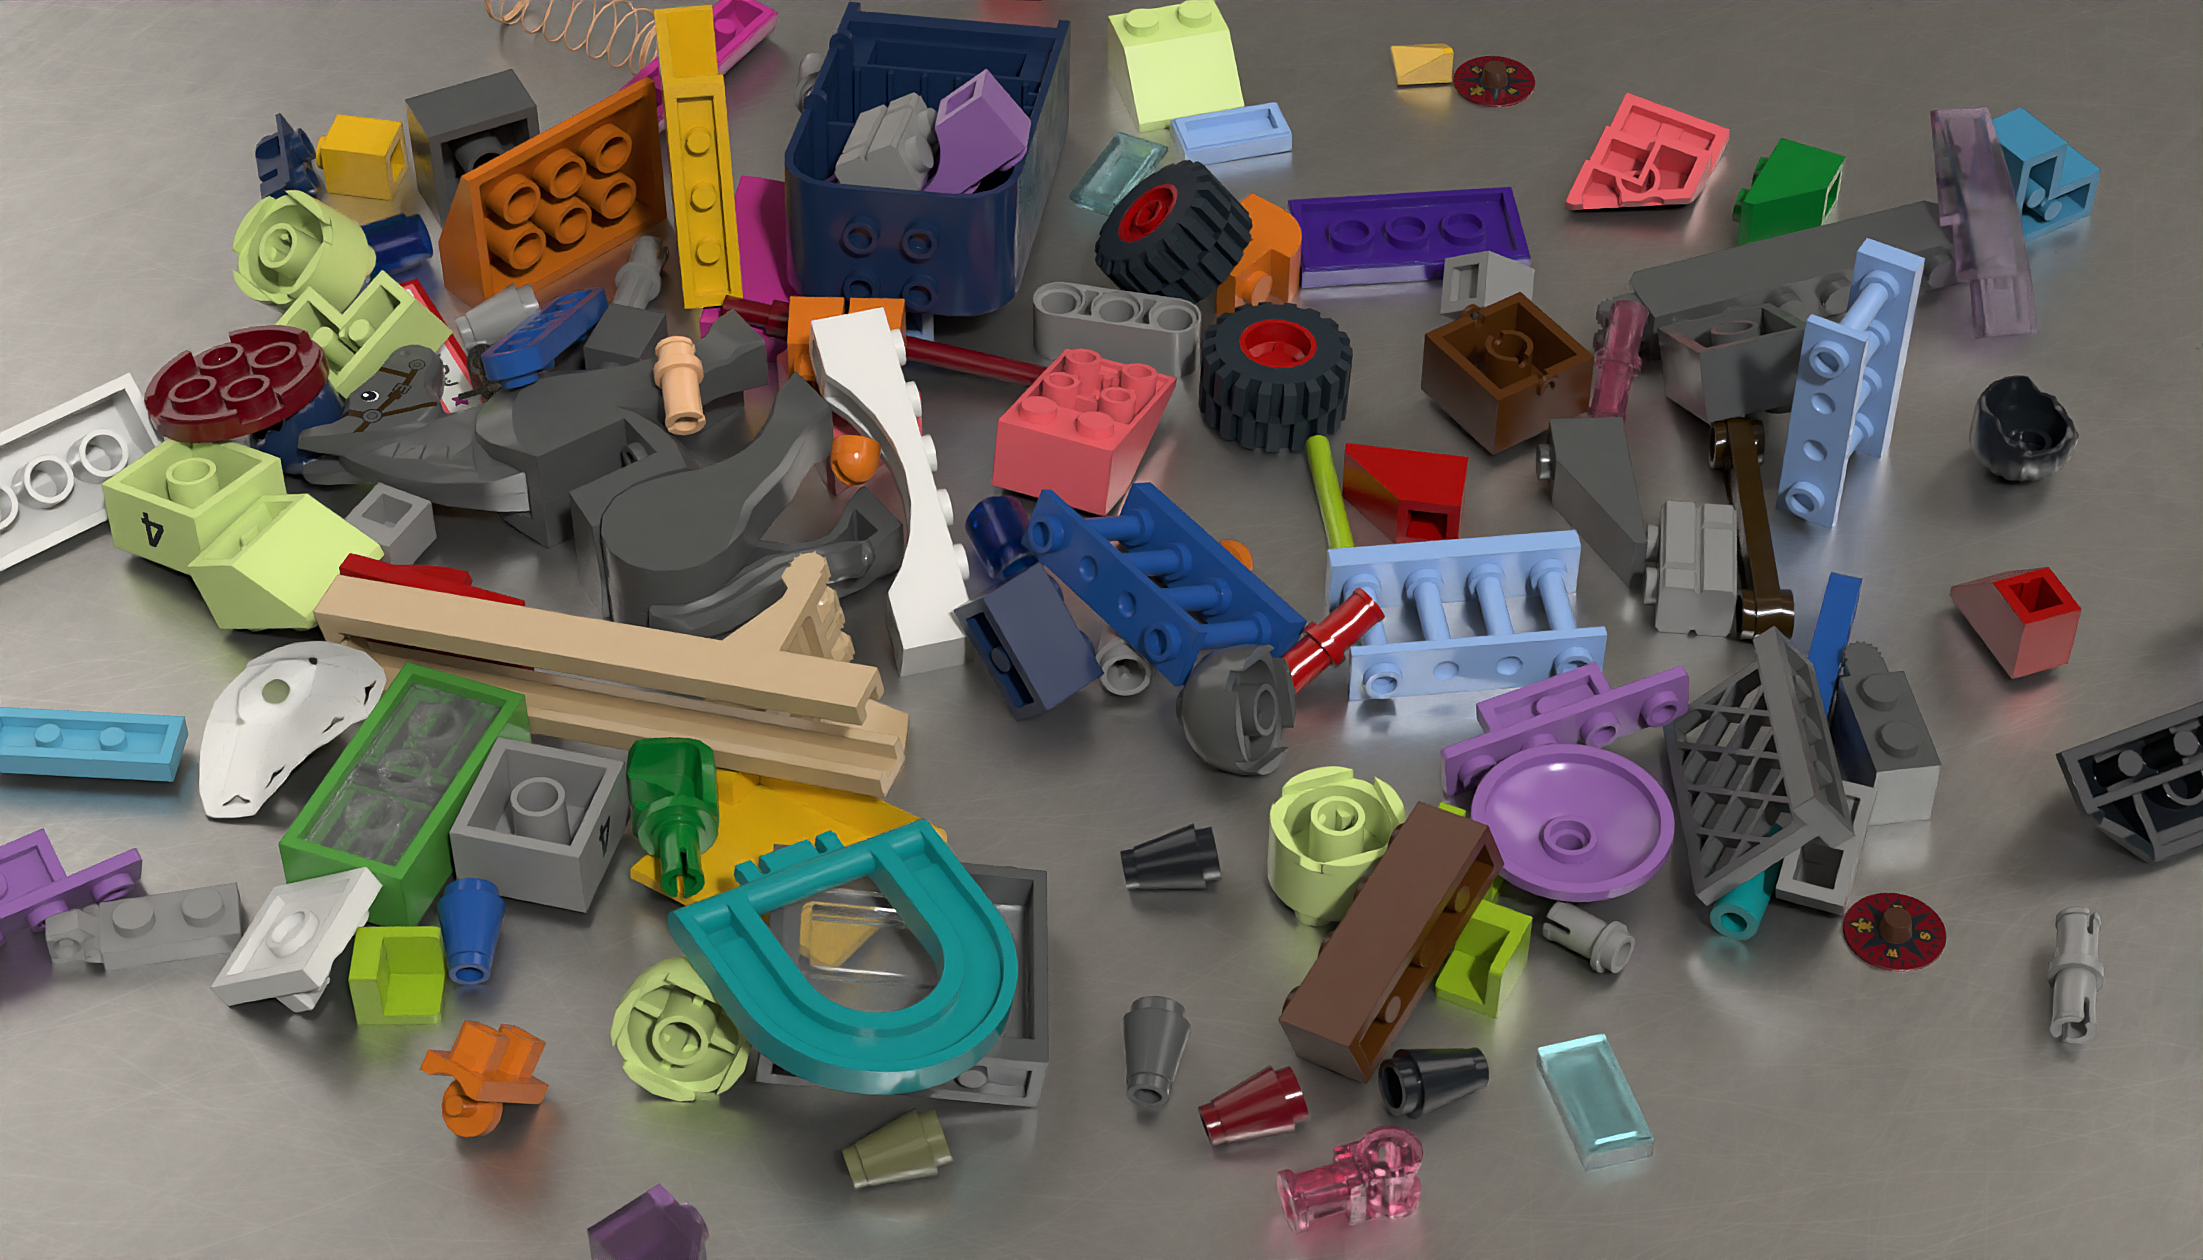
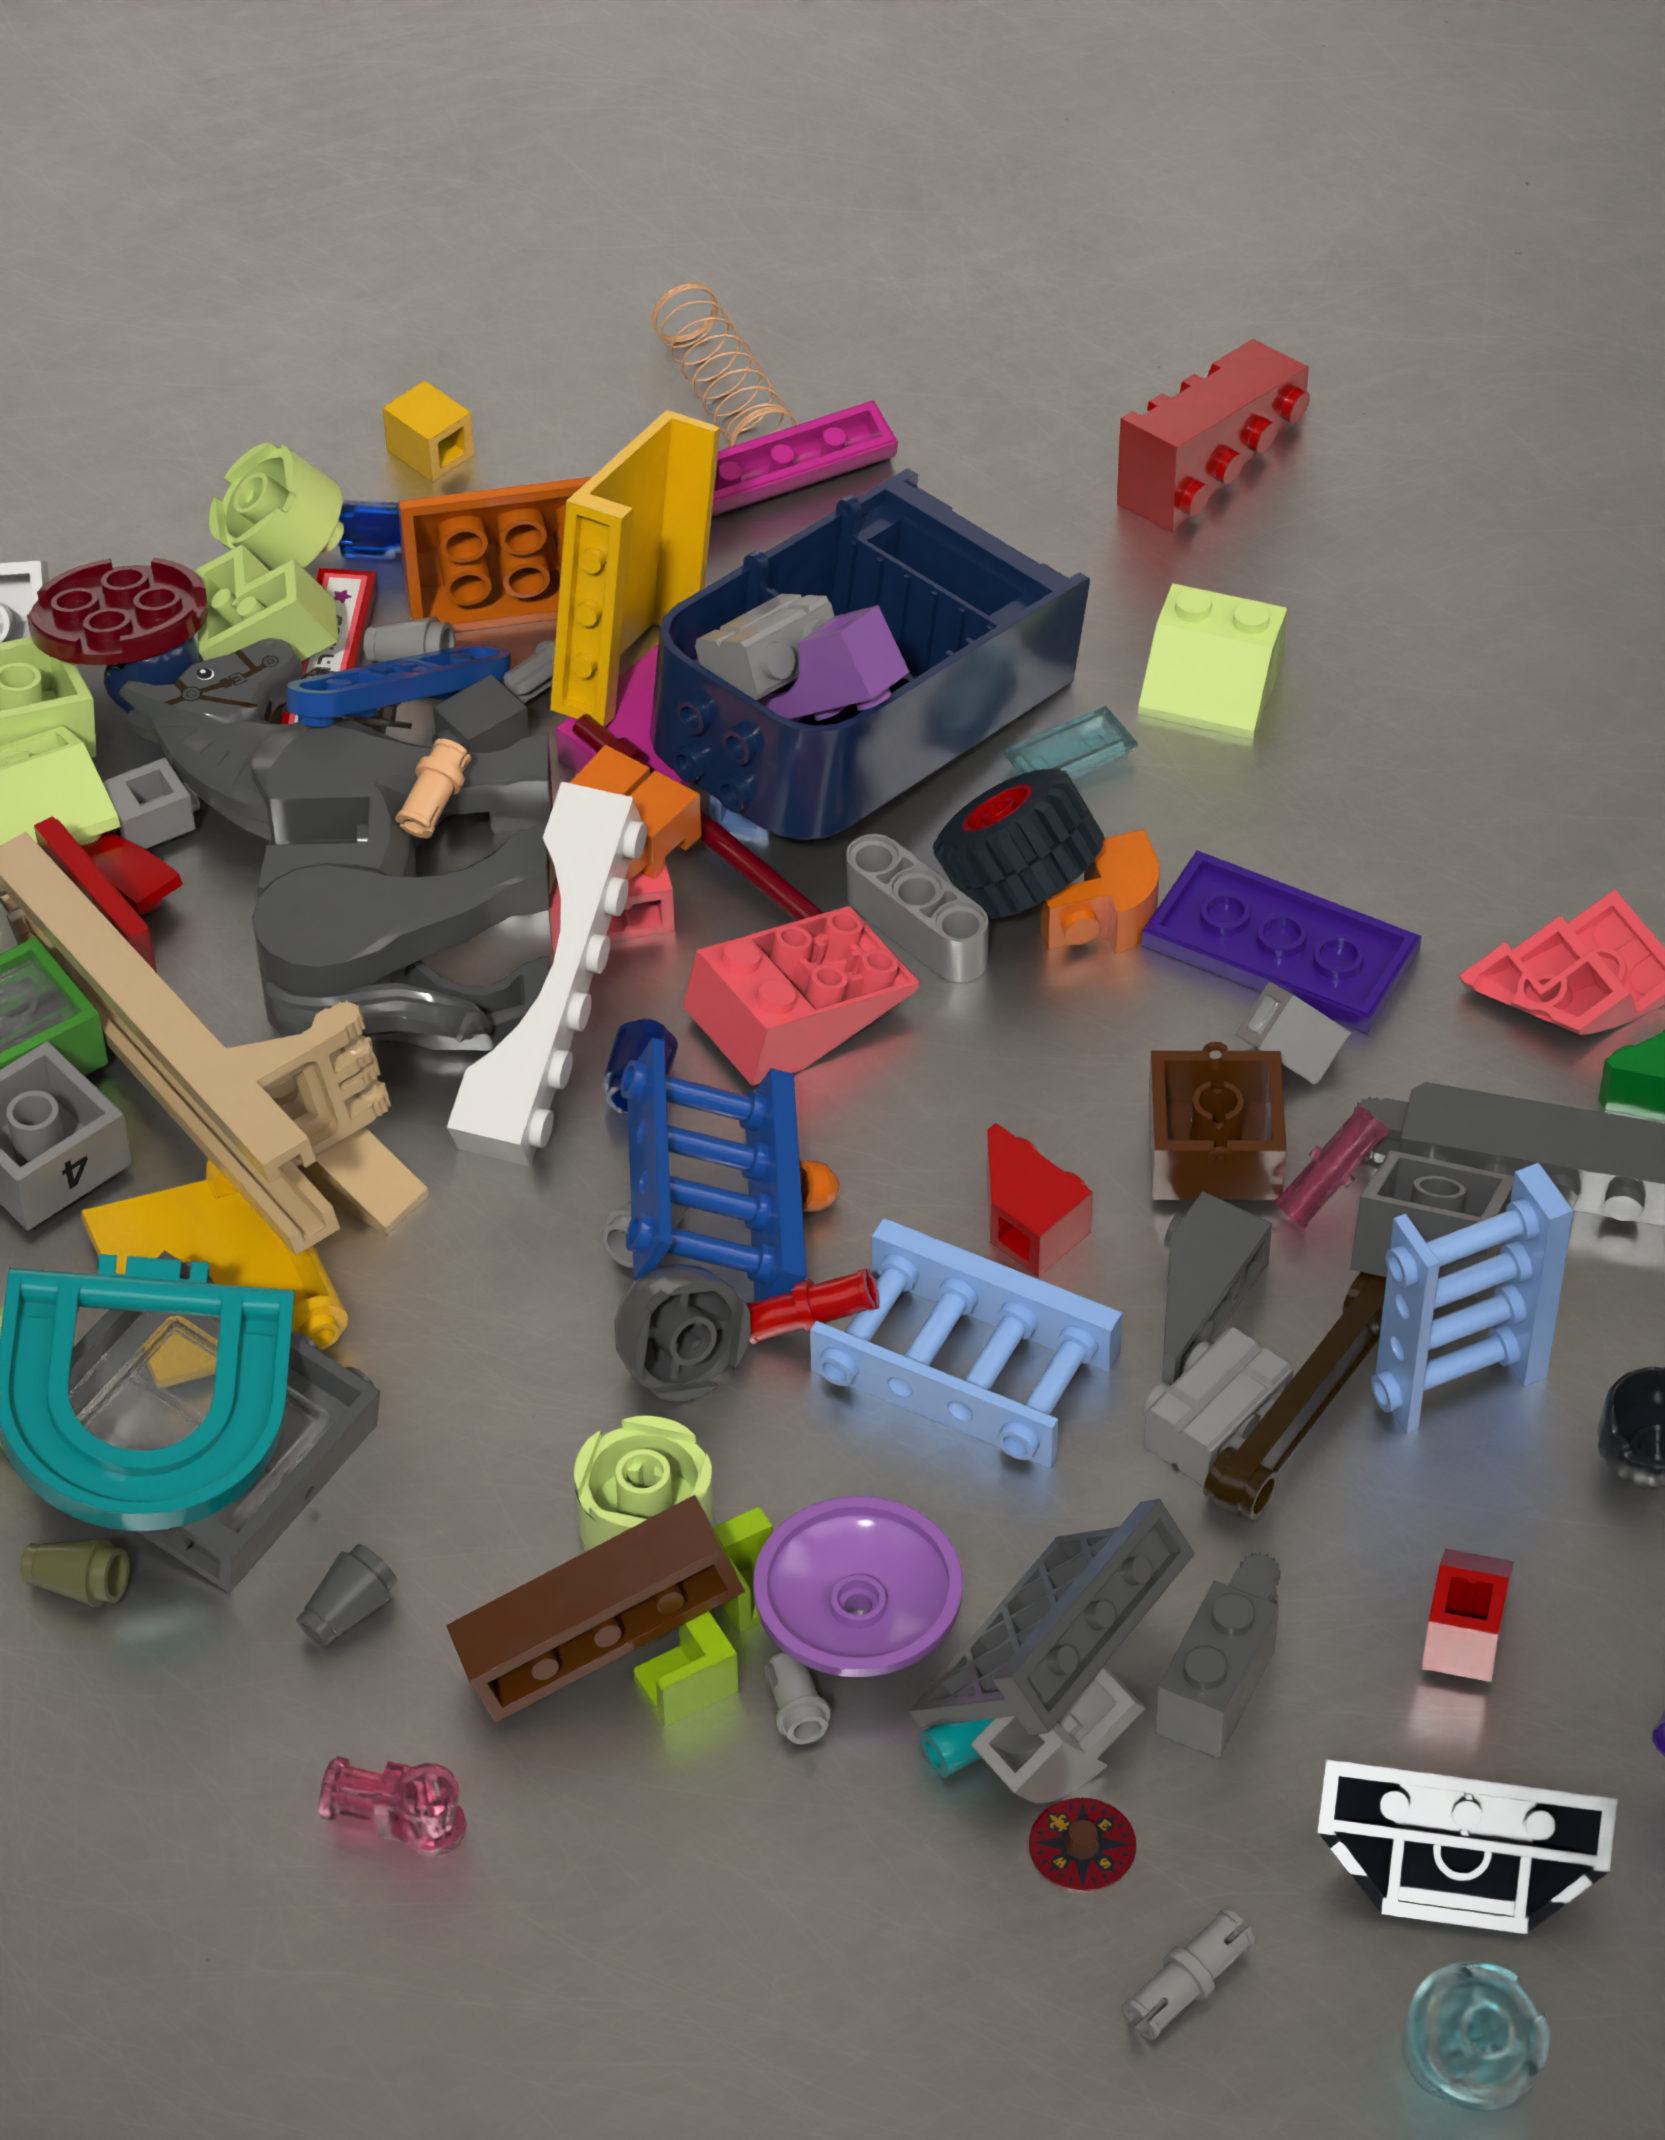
camera: 35 degrees right, 5 degrees up
(286, 162) = (359, 418): dark blue hinge -> none
(464, 129) = (506, 444): dark grey brick -> none
(674, 806) = (168, 1161): green piece -> none
(854, 459) = (535, 929): orange hinge -> none
(1029, 641) = (551, 1173): dark blue brick -> none
(1173, 861) = (516, 1438): black cone -> none
(1231, 134) = (1214, 756): light blue tile -> none
(1255, 1108) = (381, 1692): dark red cone -> none
(1274, 376) = (1008, 1024): black wheel -> none
(1328, 493) = (962, 1172): lime bar -> none
(1422, 63) = (1467, 763): yellow slope -> none
(1428, 1079) = (545, 1748): black cone -> none
(1494, 81) = (1526, 815): piece -> none
(1562, 710) = (953, 1484): medium lavender bracket -> none
(1595, 1102) = (669, 1847): clear light blue tile -> none
(1833, 633) = (1283, 1533): blue beam -> none

